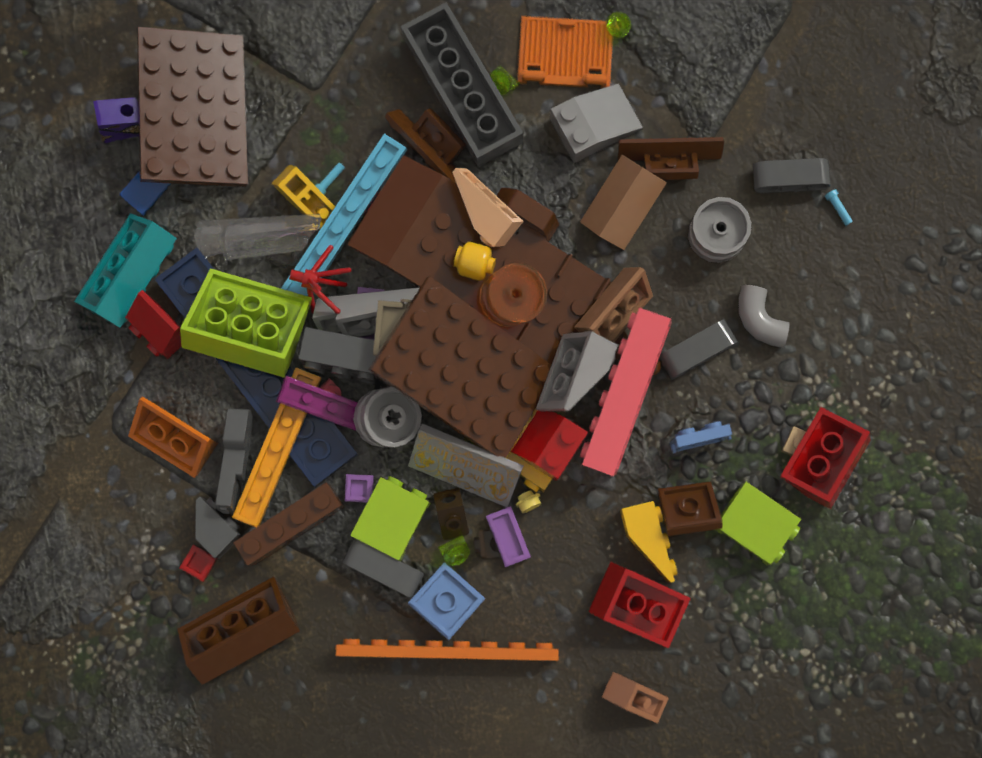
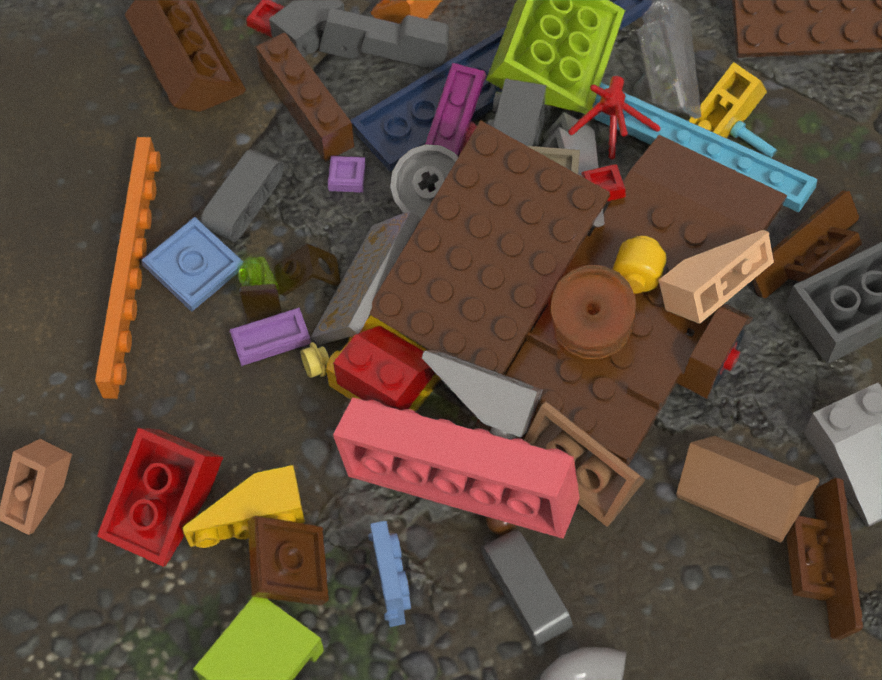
camera: 90 degrees right, 20 degrees down
(272, 458) = (386, 75): light orange tile -> none
(391, 517) = (305, 199): lime panel -> none
(400, 285) = (608, 179): none -> red tile
(712, 217) = (712, 618): light grey wheel -> none

